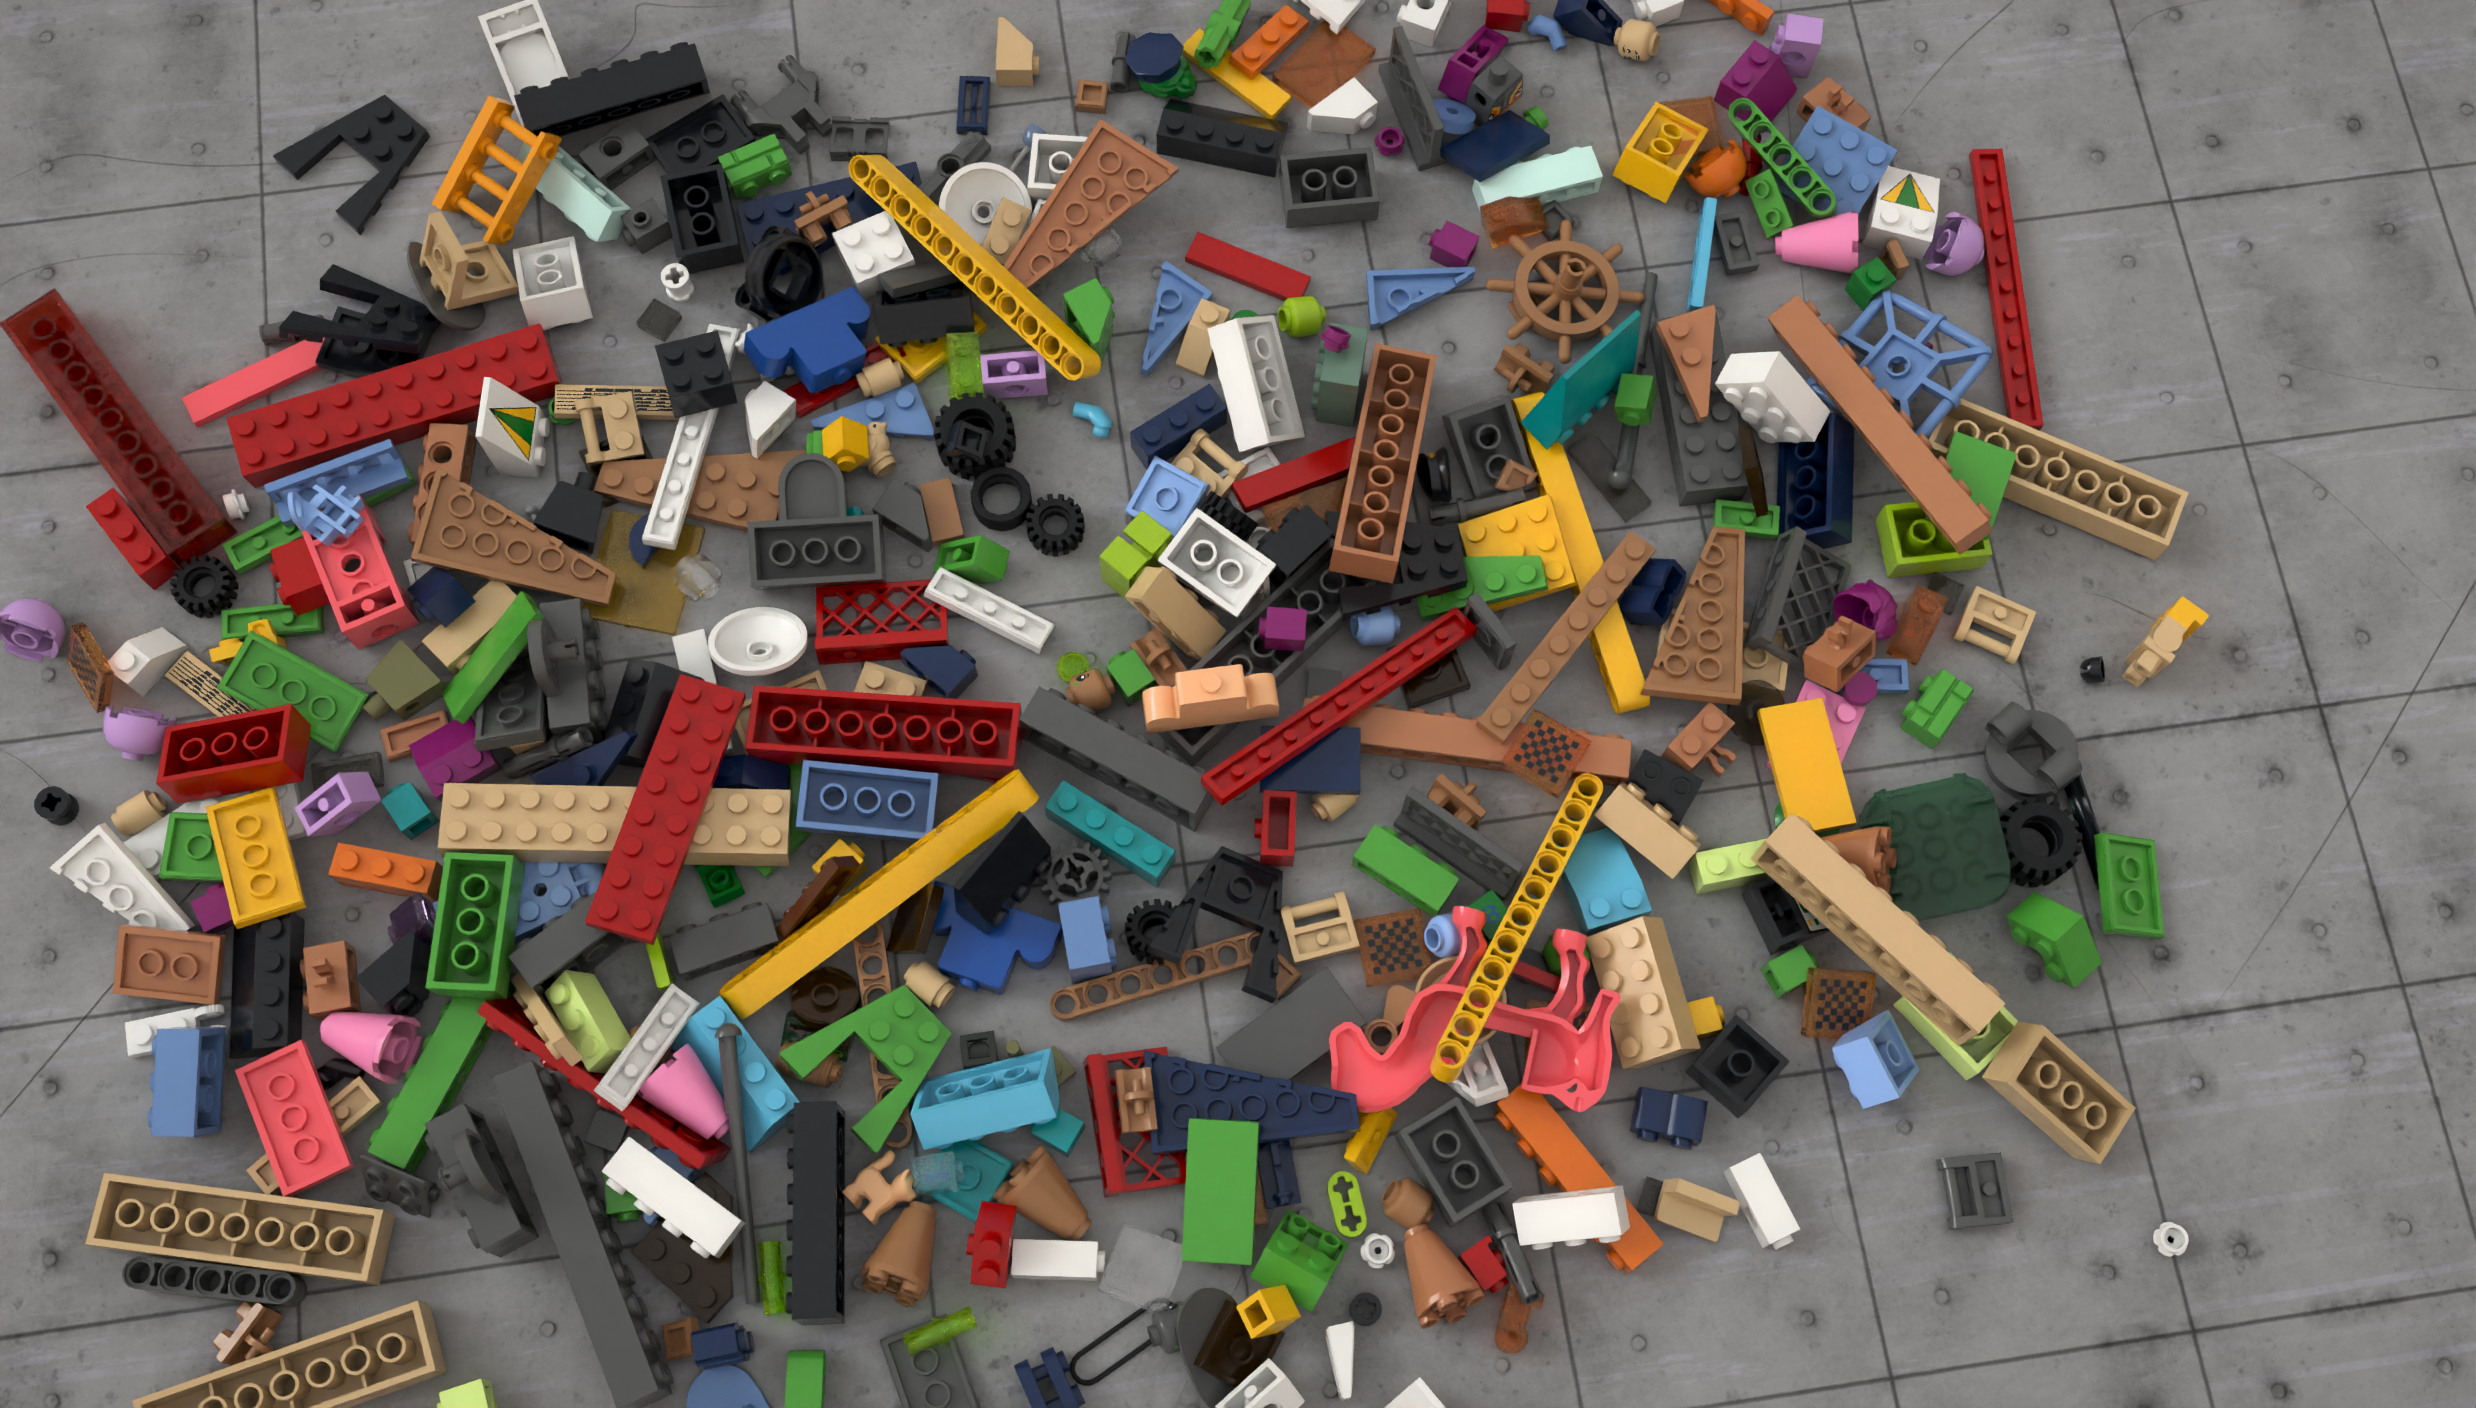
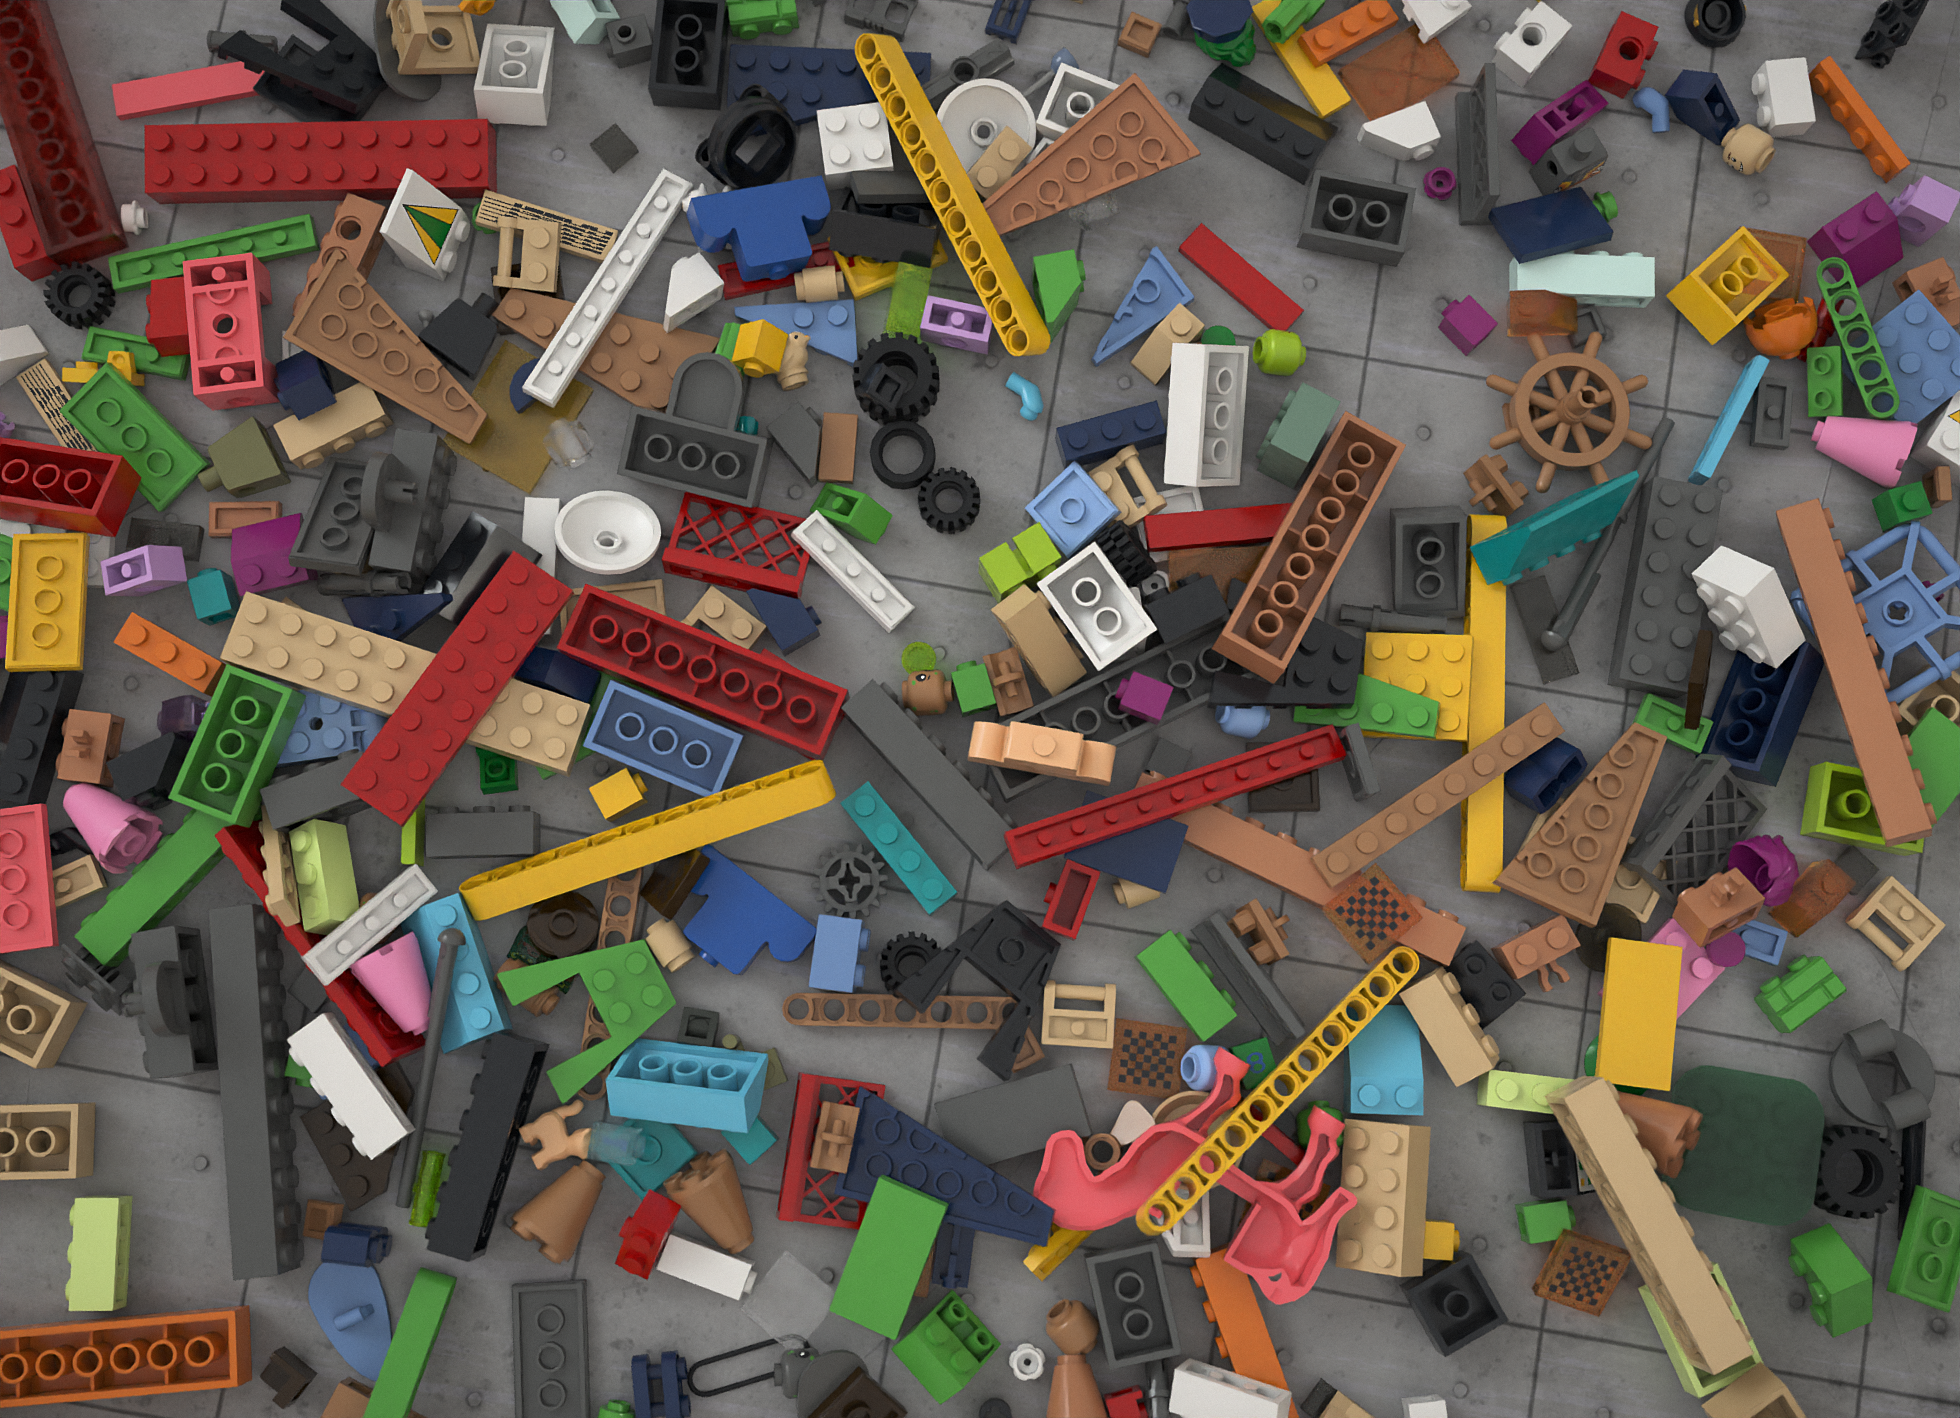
camera: 20 degrees right, 10 degrees up
(331, 519) = (199, 271): light blue piece -> none
(367, 477) = (238, 229): medium blue fence -> none
(491, 658) = (335, 468): bright green tile -> none
(673, 274) = (637, 106): white bush -> none
(696, 374) = (629, 224): black brick -> none
(818, 893) = (585, 820): reddish brown plate -> none
(820, 212) = (797, 93): medium nougat hips -> none
(939, 1330) = (570, 1299): clear neon green pin -> none
(1002, 875) = (774, 865): black slope -> none
(1268, 1311) = (895, 1394): yellow brick -> none
(1335, 338) = (1301, 404): magenta plate -> none
(1338, 1207) = (1020, 1306): lime beam -> none
(1403, 290) = (1397, 356): medium blue wing -> none
(1435, 475) = (1360, 574): black piece -> none
(1455, 116) = (1517, 176): medium blue piece -> none
(1514, 476) = (1443, 601): medium nougat tile -> none
(1635, 399) = (1600, 560): bright green brick -> none
(1668, 1117) = (1365, 1328): dark blue brick -> none
(1690, 349) = (1679, 524): nougat wing -> none
(1875, 1060) = (1599, 1344): light blue slope -> none

